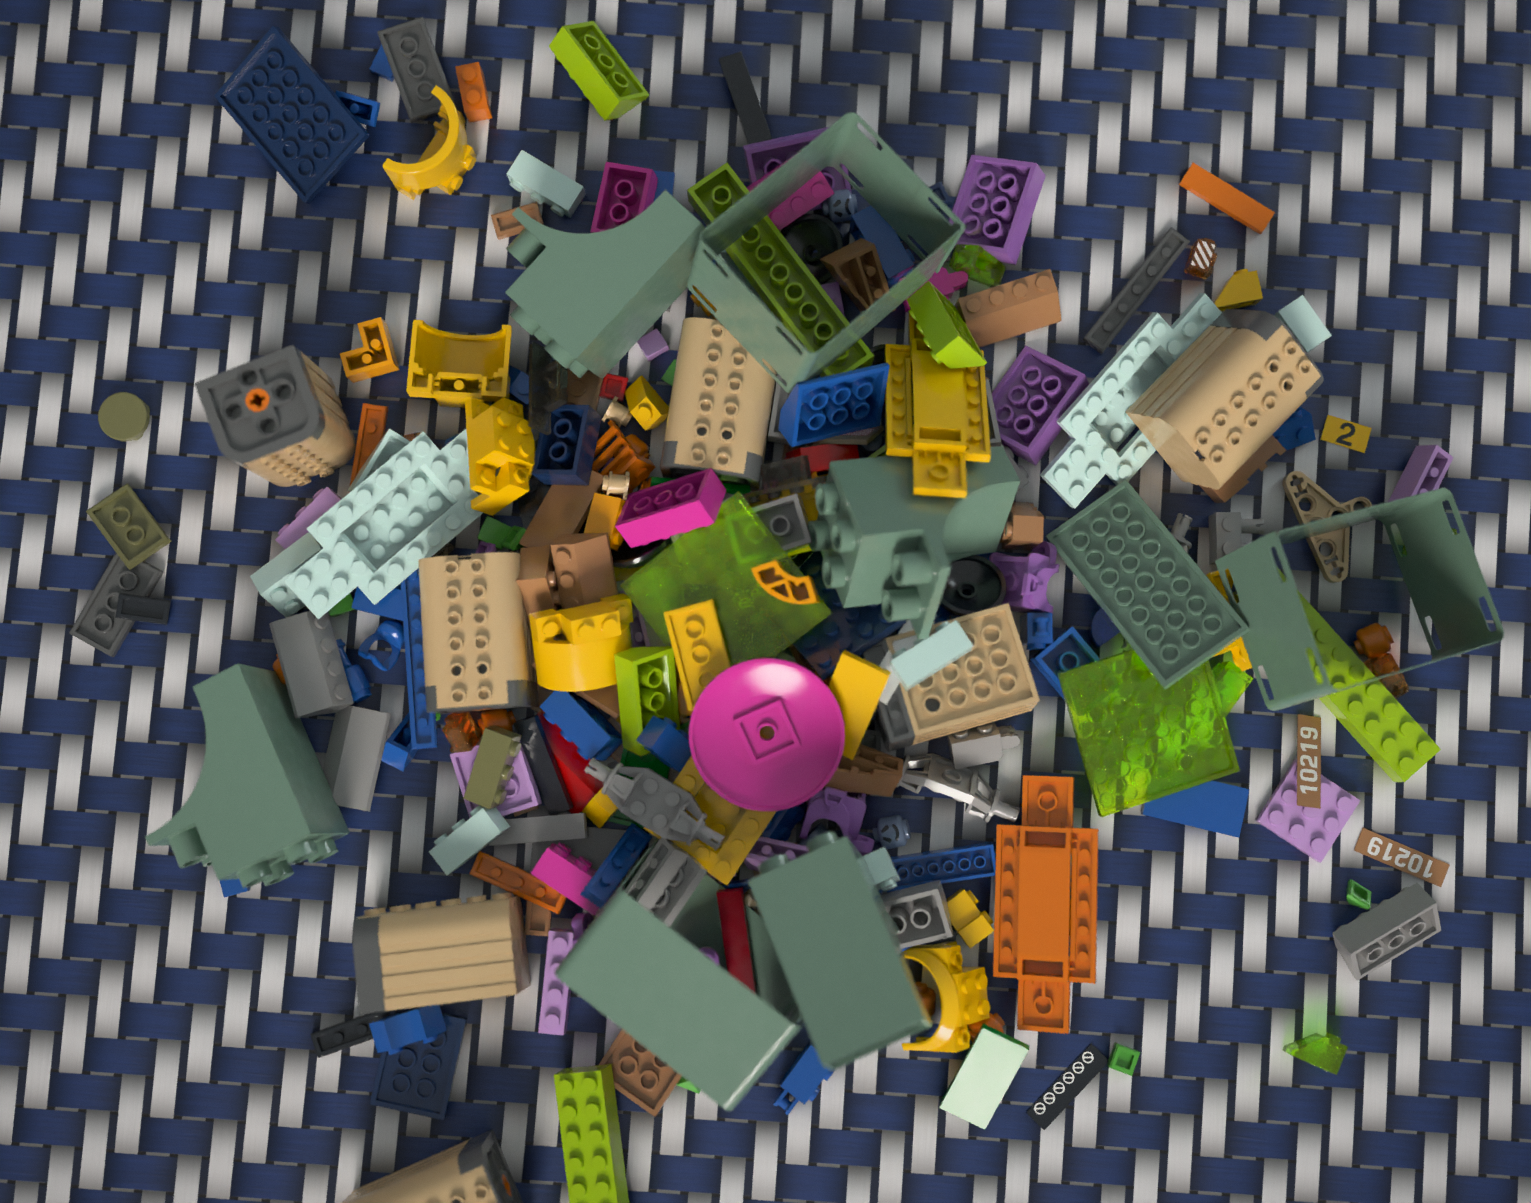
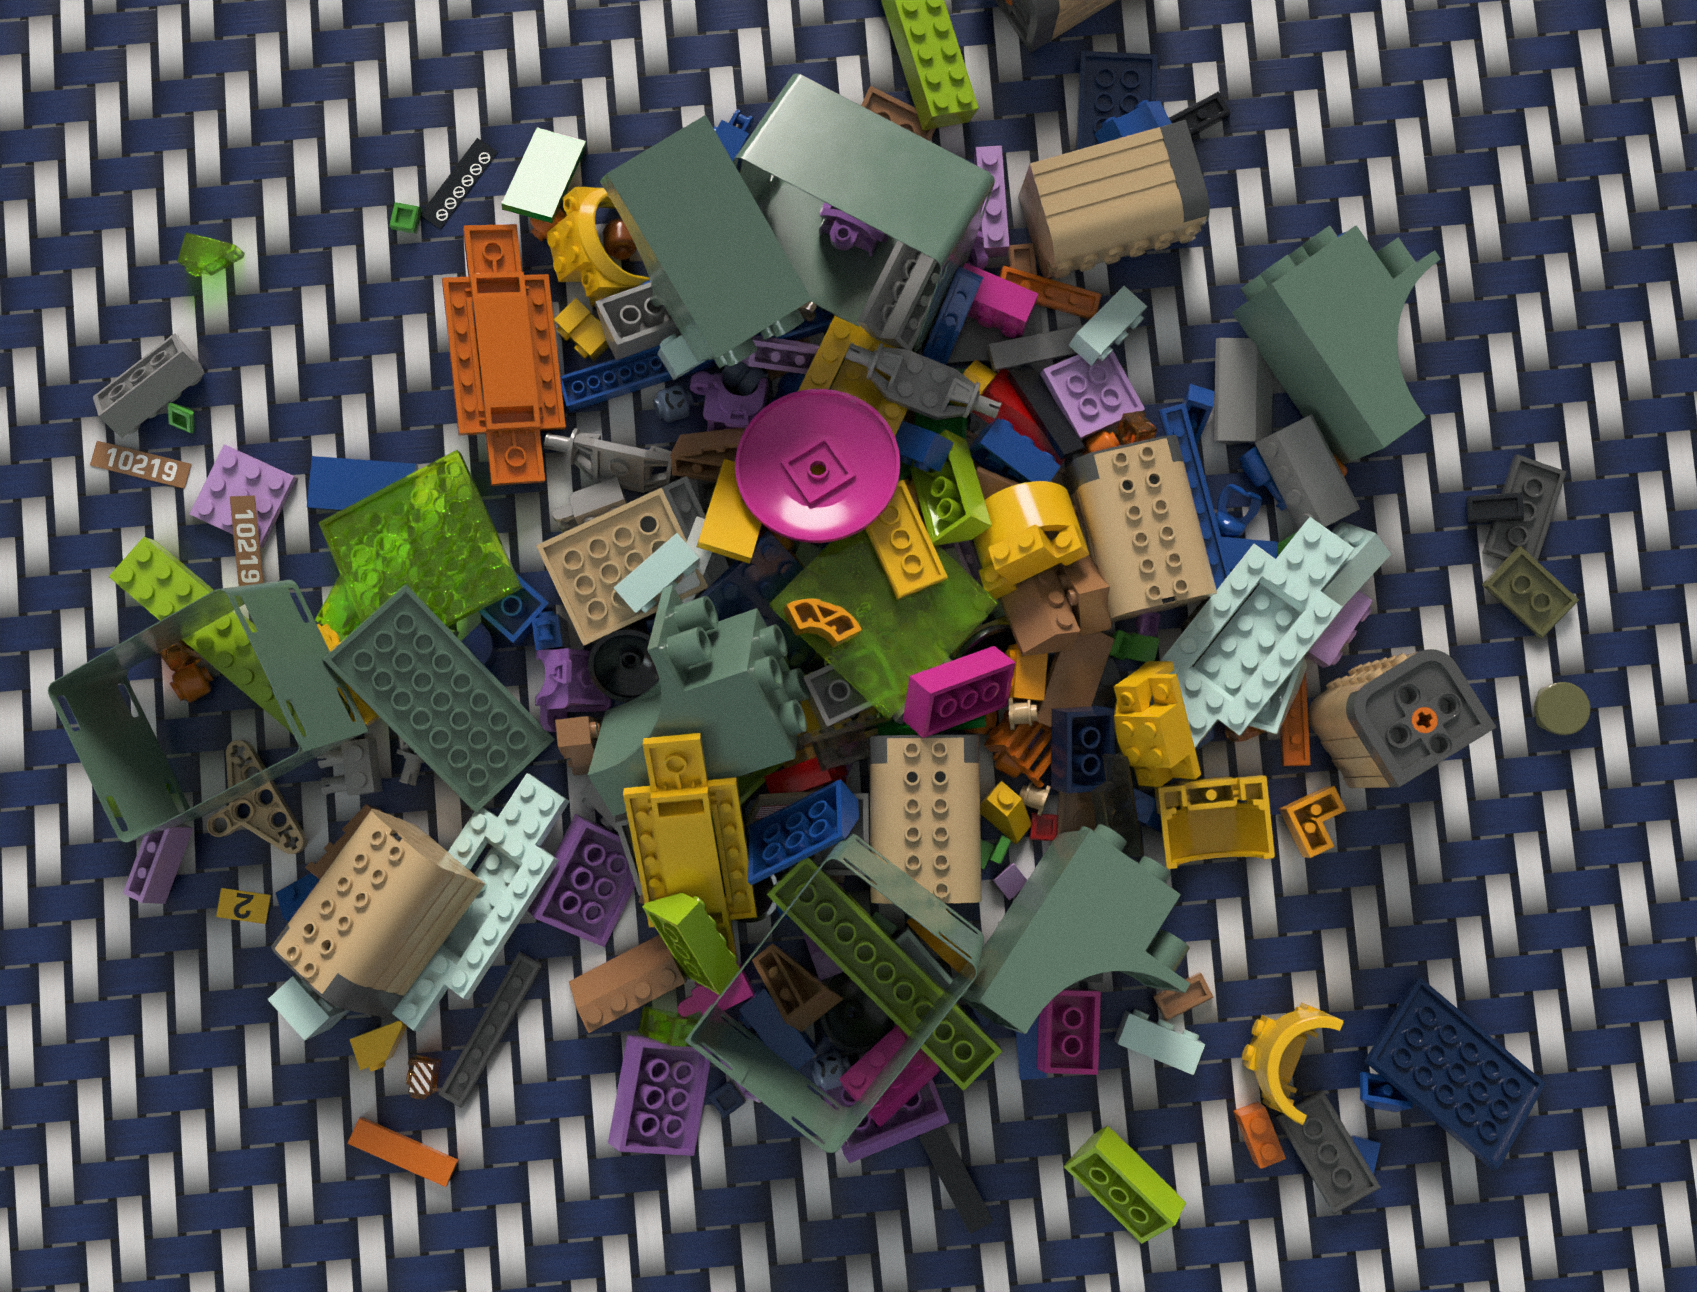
camera: 175 degrees right, 0 degrees up
(493, 767) = (1097, 398): olive brick -> none
(657, 372) = (1000, 849): none -> bright green tile
(736, 936) = (810, 250): dark red tile -> none

